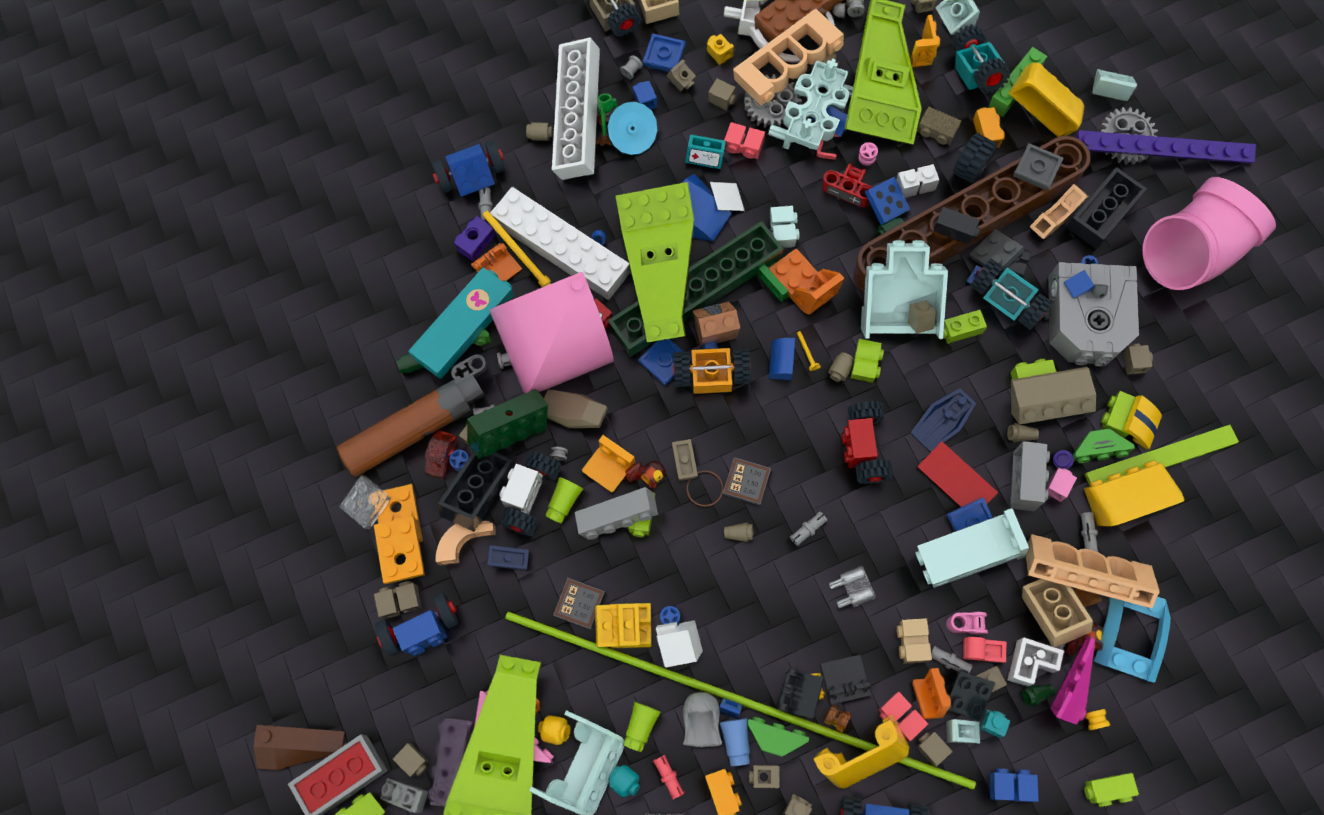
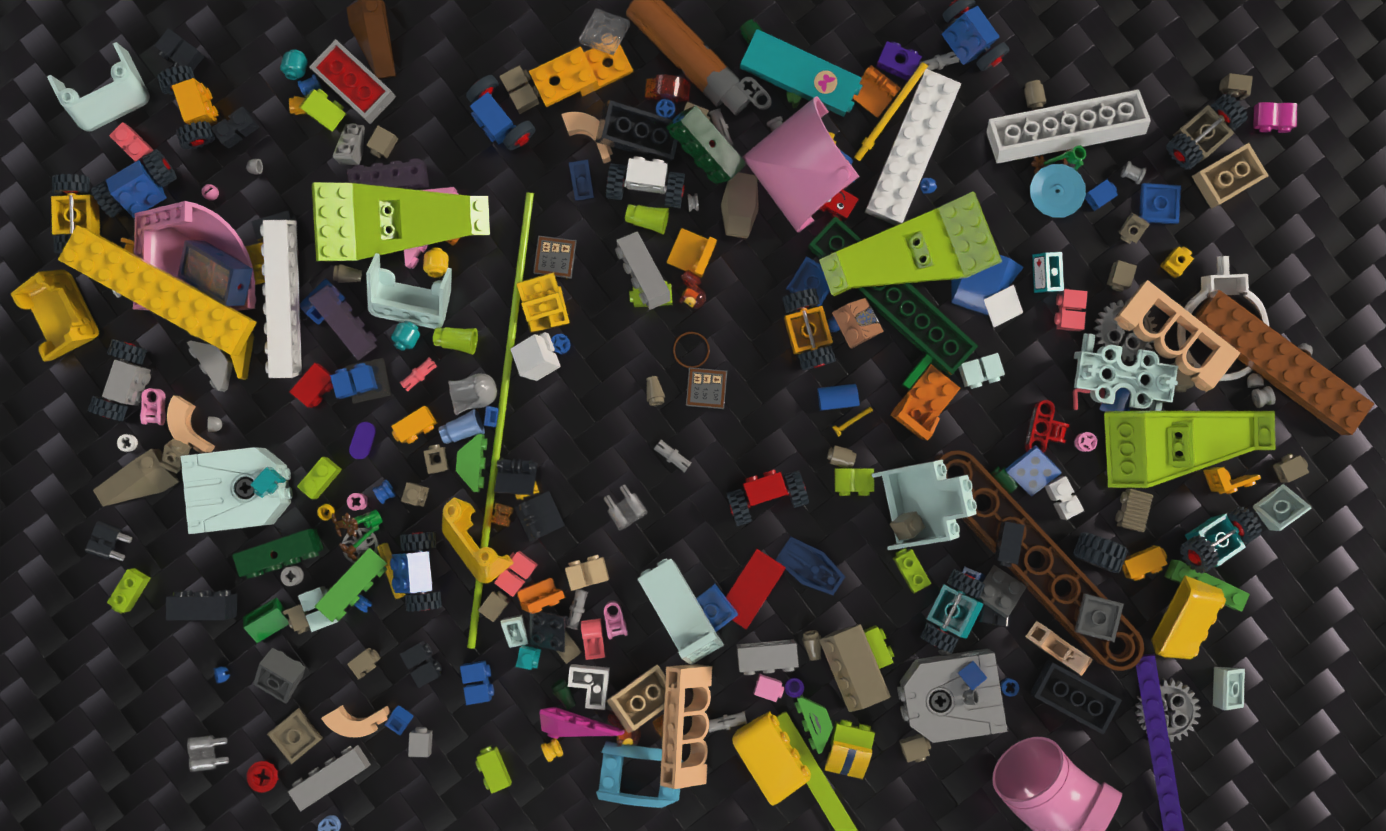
camera: 70 degrees right, 15 degrees up
(684, 460) = (713, 324): dark tan plate -> none

